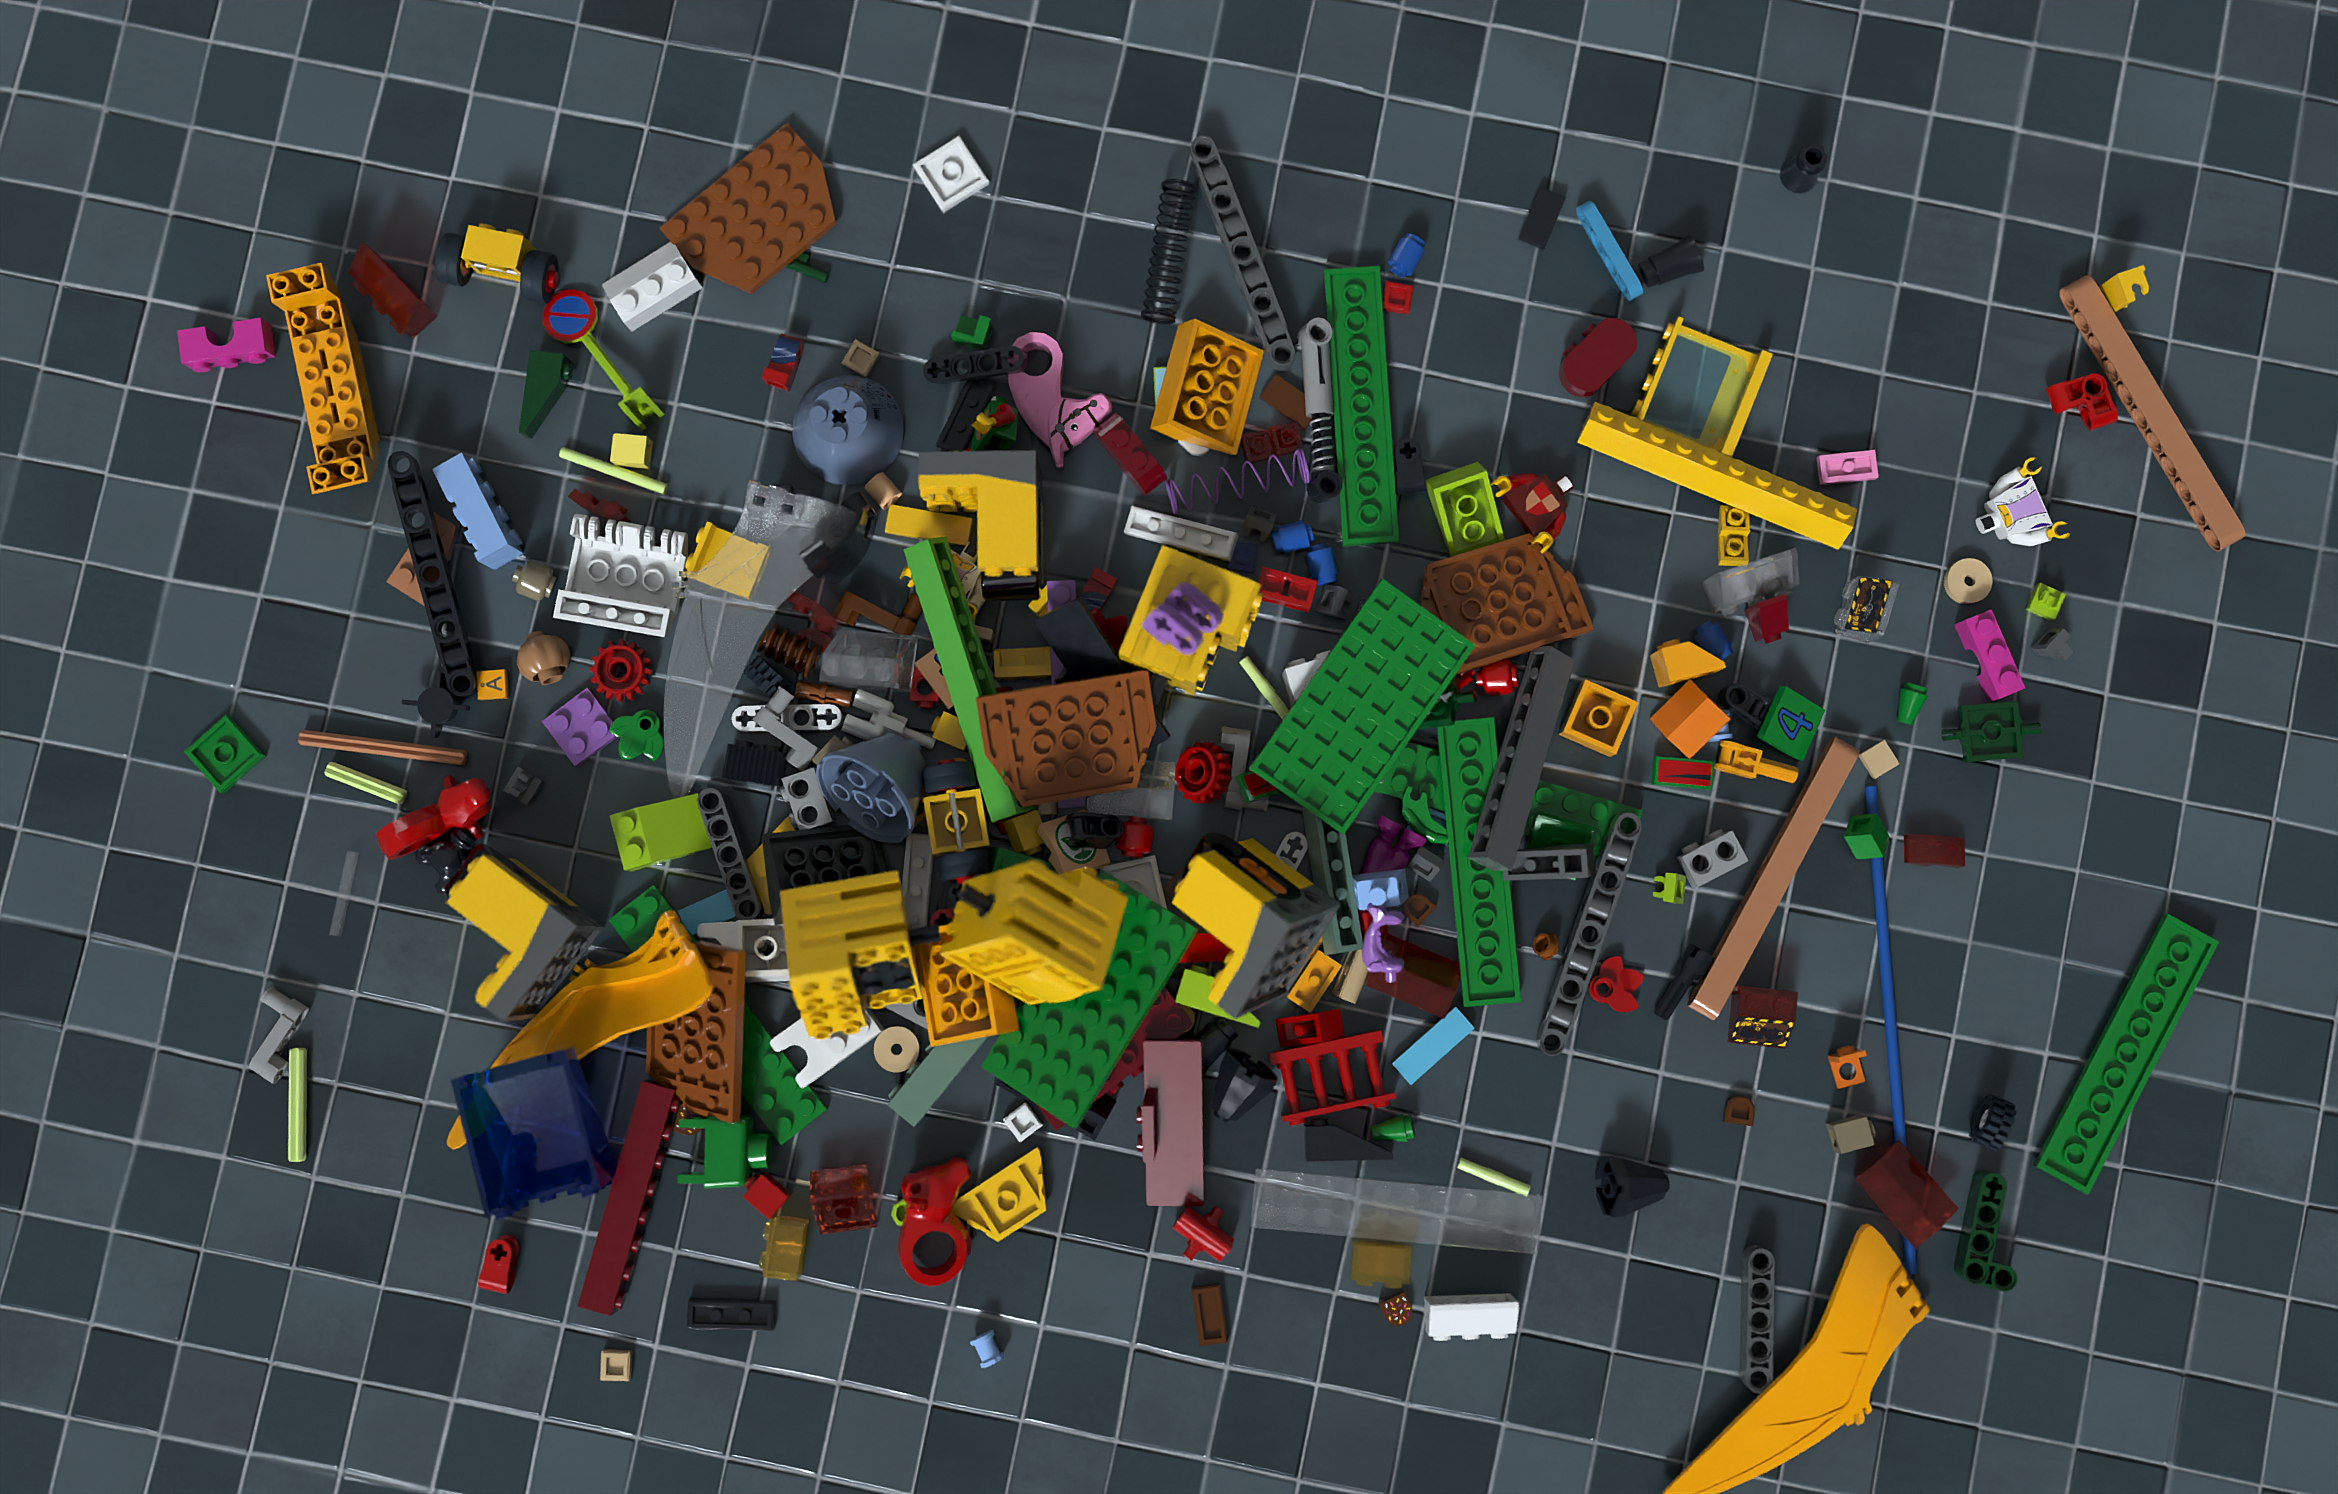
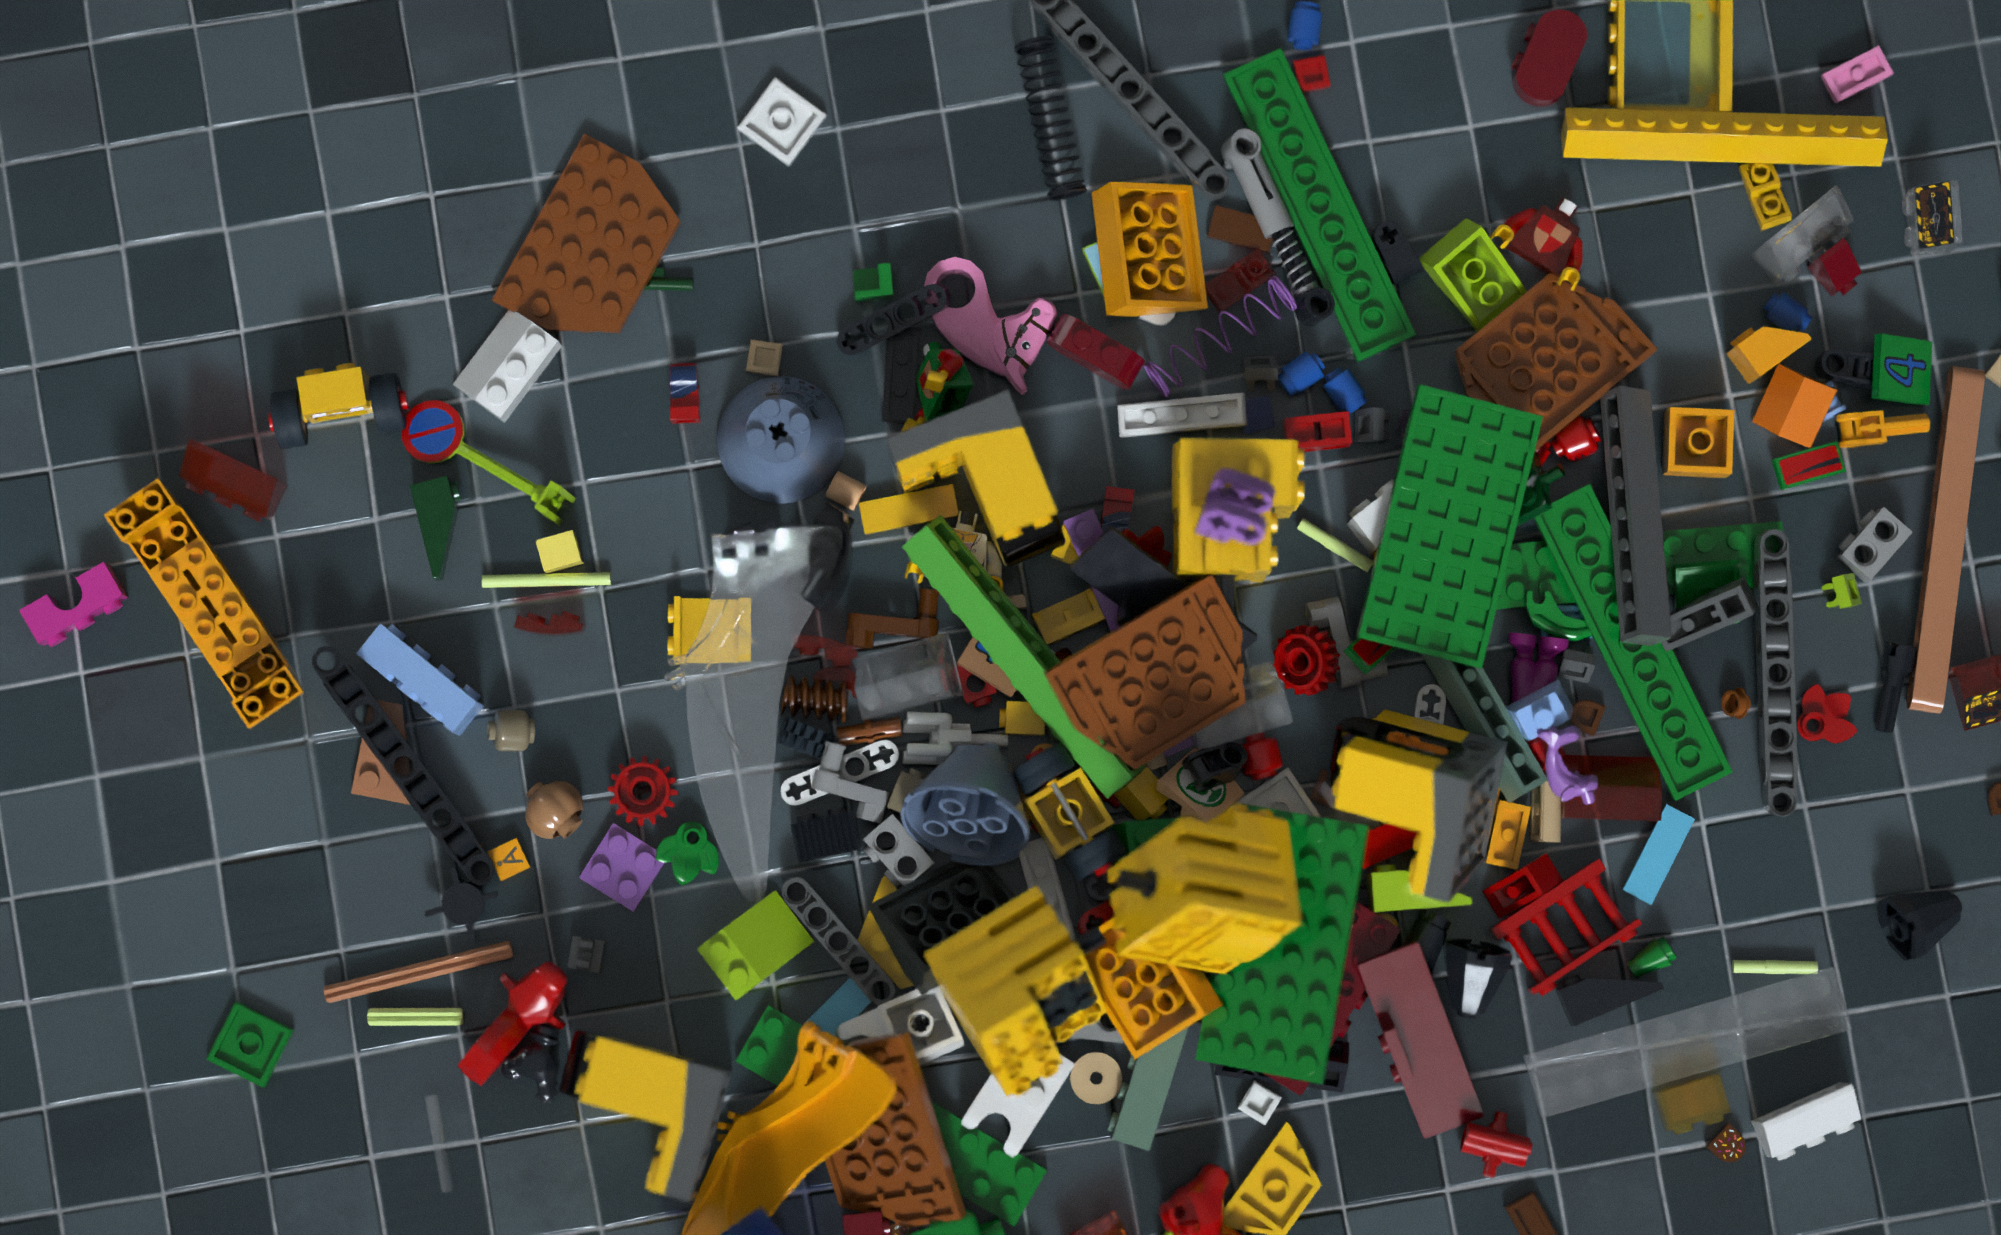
camera: 30 degrees left, 0 degrees up
(623, 577) = (606, 691): white slope -> none

